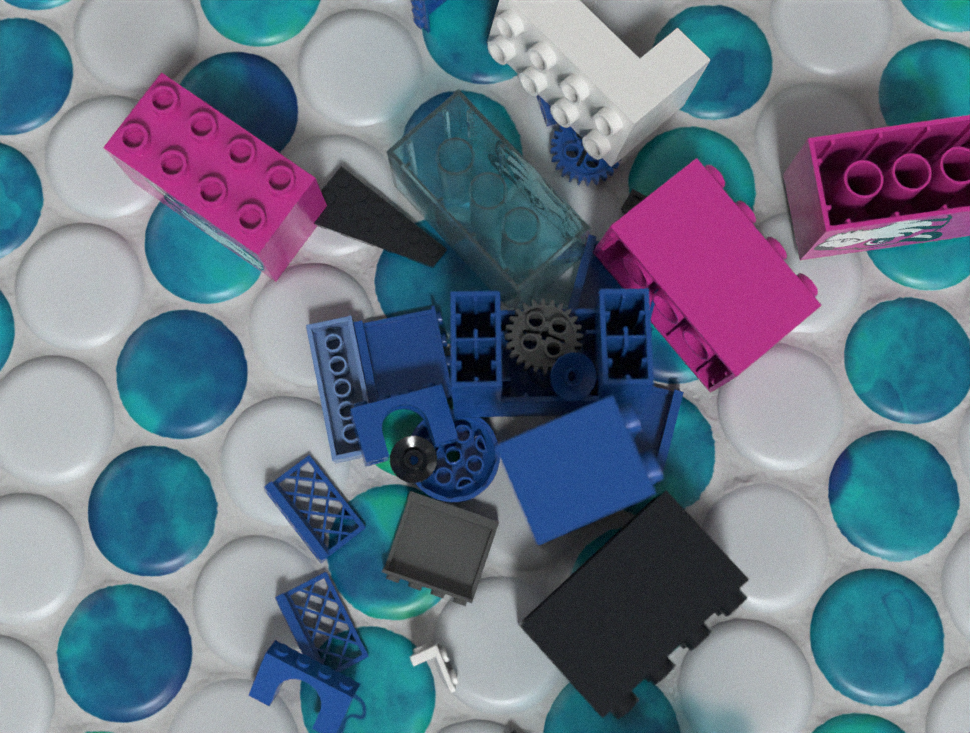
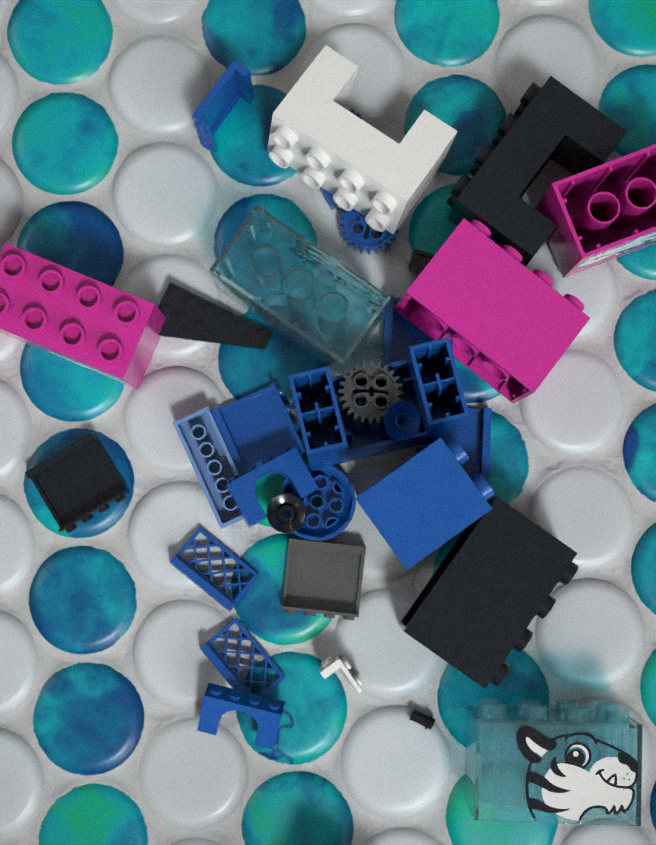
camera: 15 degrees left, 5 degrees up
(180, 372) = (78, 482): none -> black panel
(816, 82) = (545, 126): none -> black brick

